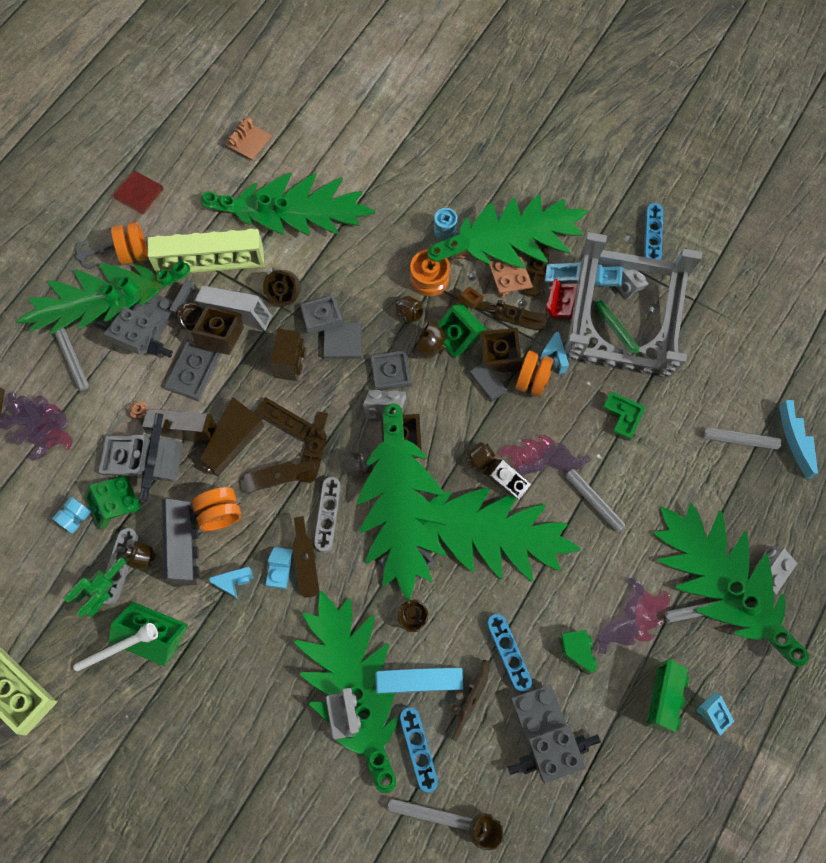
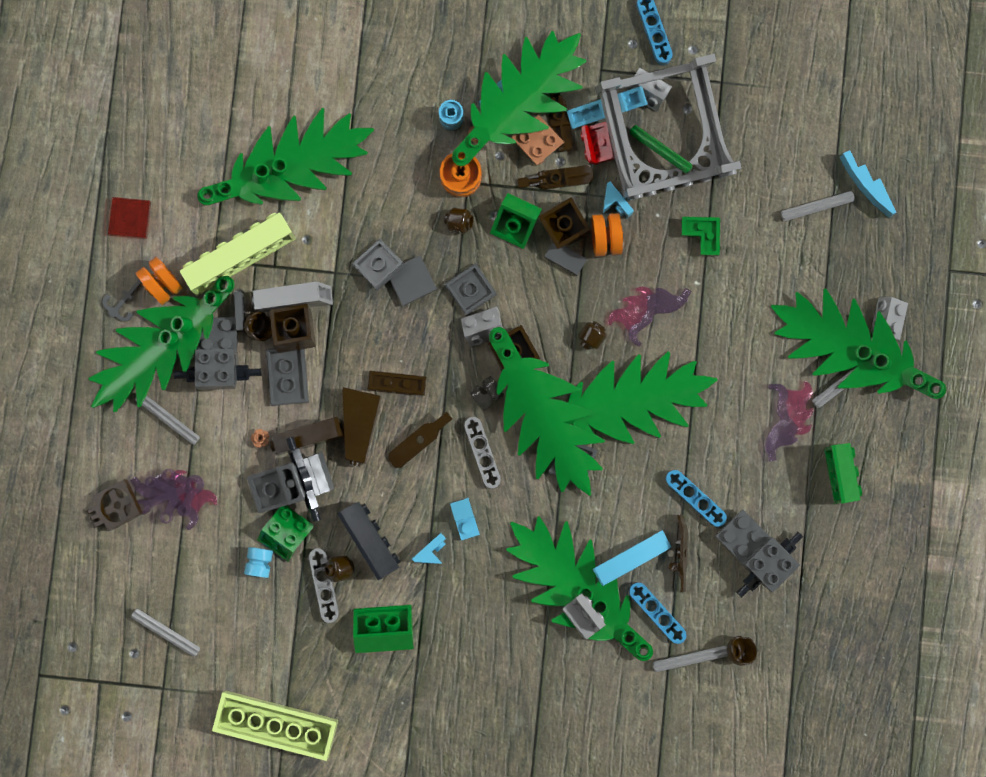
camera: 25 degrees left, 15 degrees up
(95, 589) = (319, 614): green plant -> none
(145, 634) = (388, 632): white piece -> none
(216, 509) = (383, 495): orange wheel -> none
(248, 139) = (206, 108): nougat hinge -> none
(281, 287) = (329, 257): dark brown cylinder -> none
(288, 354) = (371, 323): dark brown brick -> none
(305, 570) = (489, 510): dark brown piece -> none
(318, 437) = (434, 385): dark brown piece -> none
(412, 615) = (601, 507): dark brown hair -> none
(430, 341) = (495, 246): dark brown cylinder -> none
(470, 298) = (511, 183): reddish brown tile -> none
(507, 478) = (625, 346): slope -> none
(577, 650) = (752, 469): green slope -> none
(592, 497) = (711, 327): light grey axle -> none
(715, 713) = (887, 468): medium azure slope -> none

